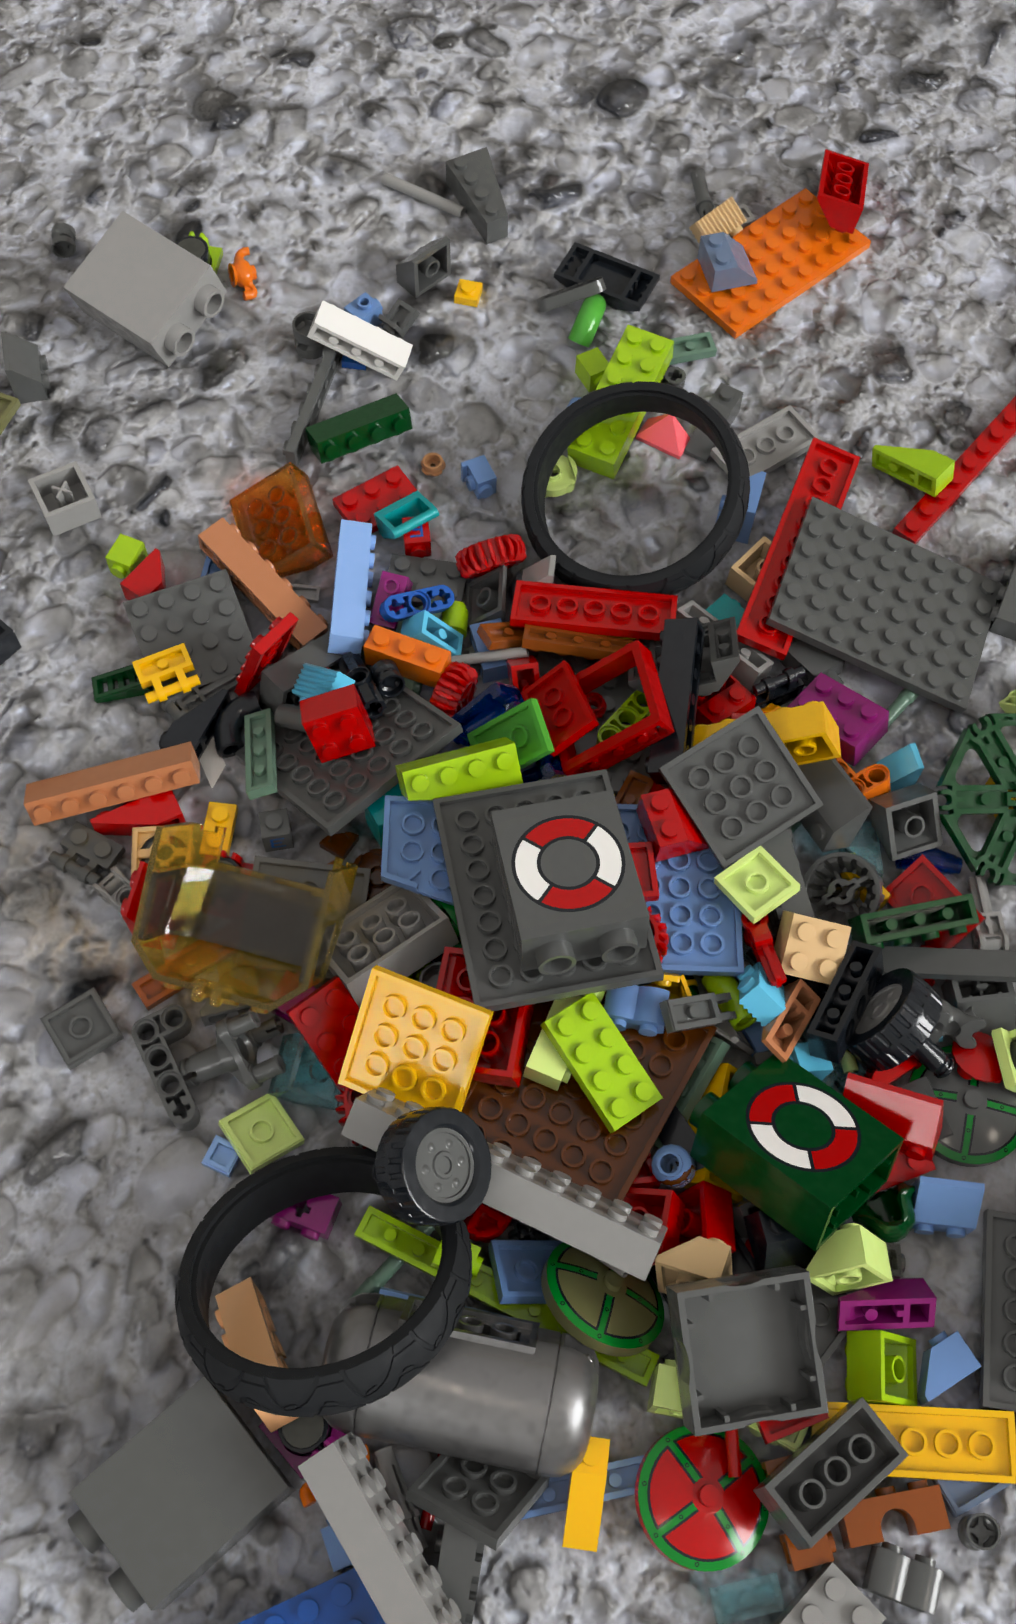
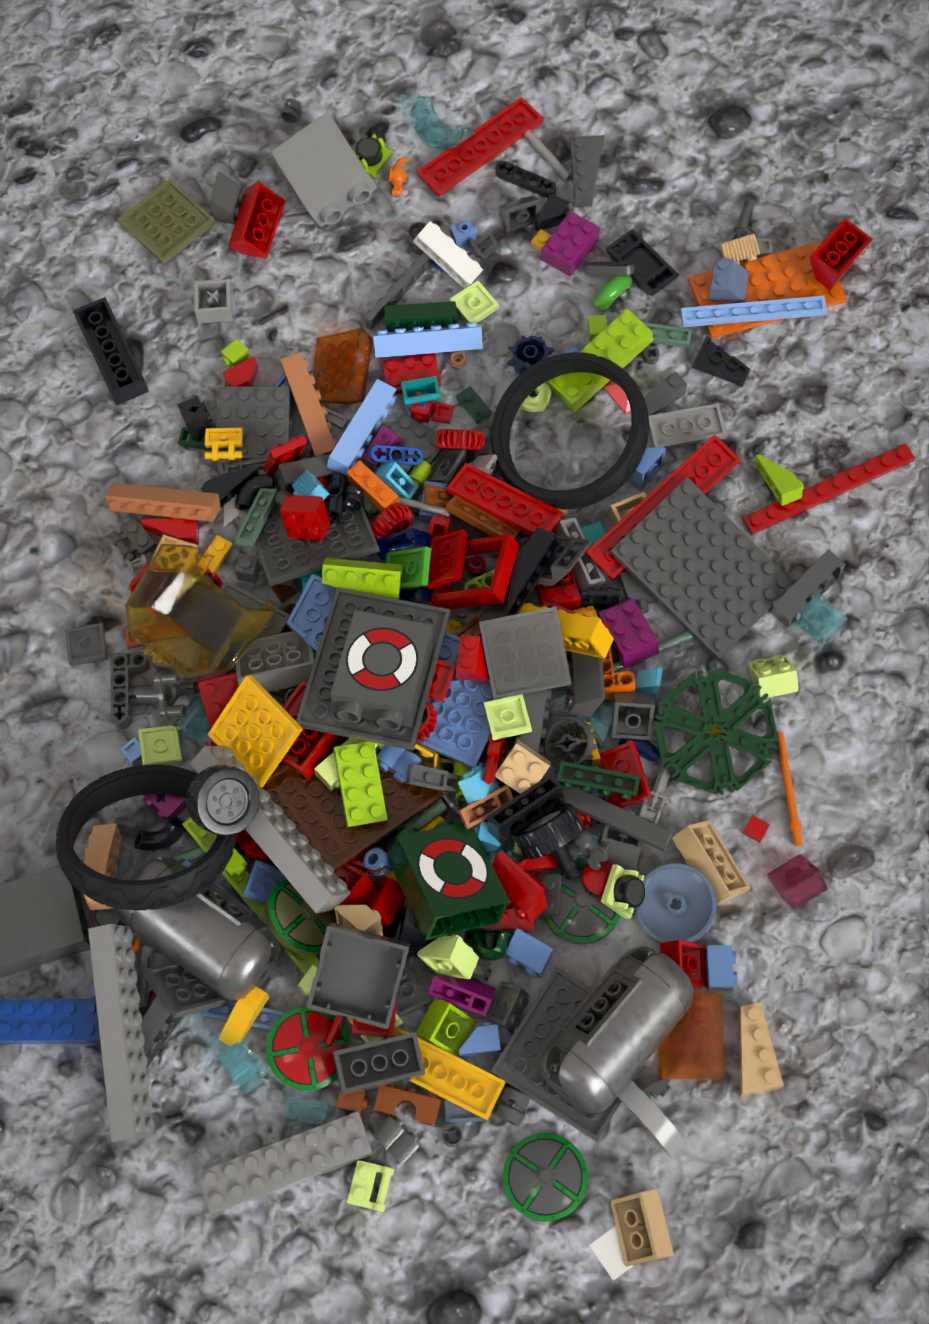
camera: 30 degrees right, 5 degrees up
(78, 384) = (257, 221): none -> red slope
(106, 654) = (195, 416): none -> black brick
(263, 212) = (432, 129): none -> clear light blue windscreen
(327, 1269) = (162, 838): none -> black cylinder
(332, 211) = (481, 147): none -> red plate
(382, 452) = (428, 340): none -> light blue brick
(410, 226) = (524, 181): none -> black beam
(421, 390) = (475, 303): none -> yellowish green plate
(445, 536) = (442, 413): none -> red tile
(466, 255) = (552, 213): none -> black slope
(479, 477) = (483, 380): medium blue brick -> none
(480, 512) = (473, 405): none -> clear green plate
(506, 283) = (570, 243): none -> magenta brick
(523, 425) = (528, 352): none -> dark blue brick
(625, 1577) = (242, 1069): none -> clear light blue brick
(761, 361) = (716, 362): none -> black wing
(773, 286) = (753, 311): none -> light blue plate
(952, 1287) = (507, 1006): none -> dark grey bracket

